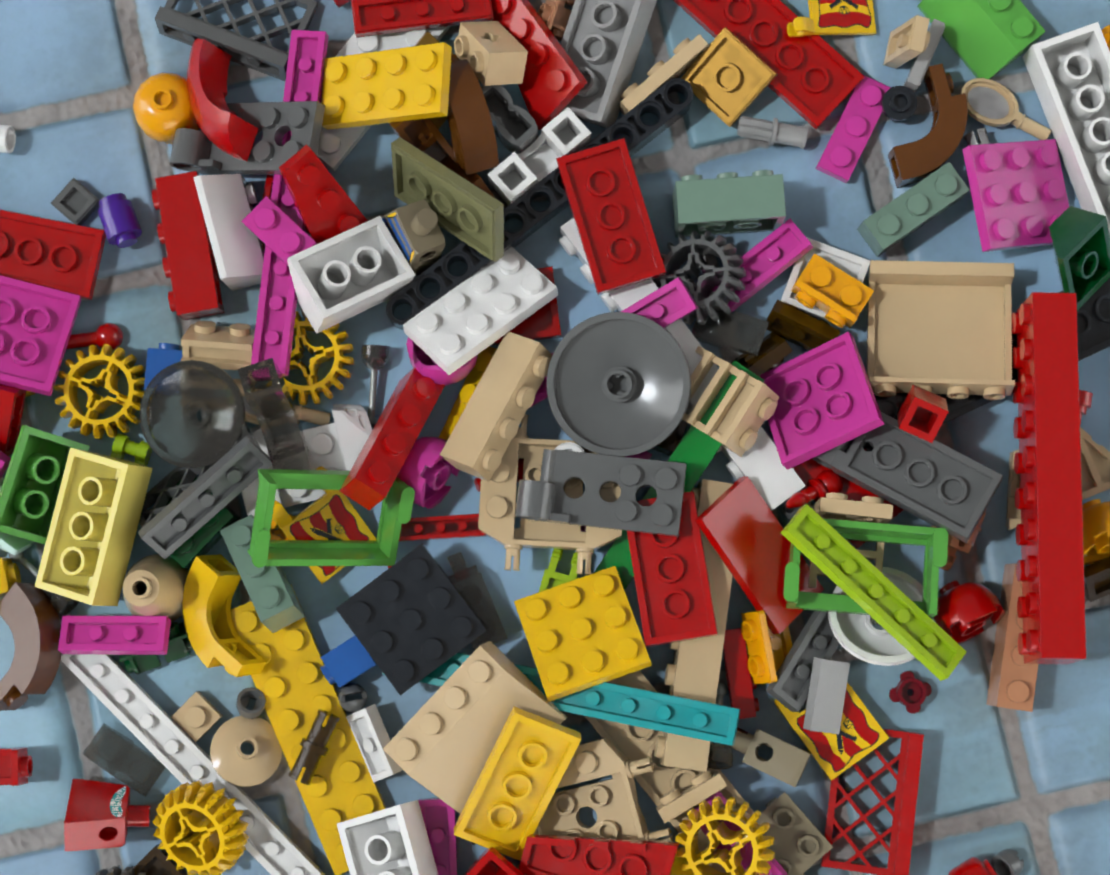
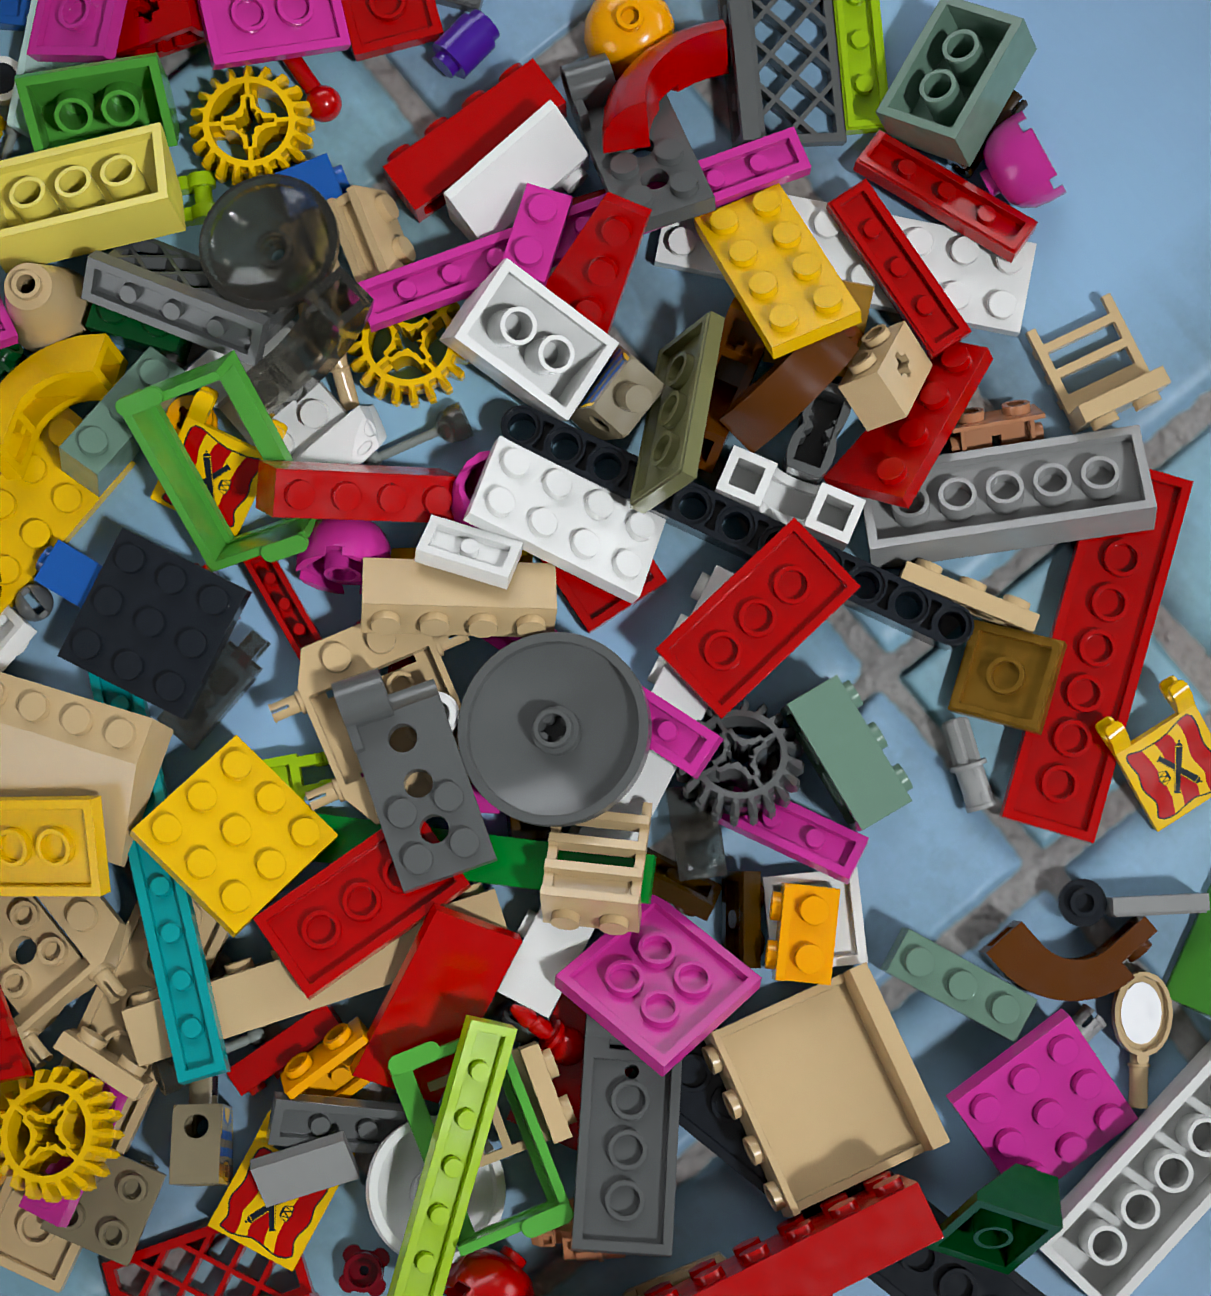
camera: 60 degrees right, 0 degrees up
(472, 382) = (468, 551): none -> white plate
(853, 130) = (1022, 862): dark pink plate -> none
(907, 41) = (1162, 875): tan plate -> none
(922, 413) = (700, 1118): red brick -> none

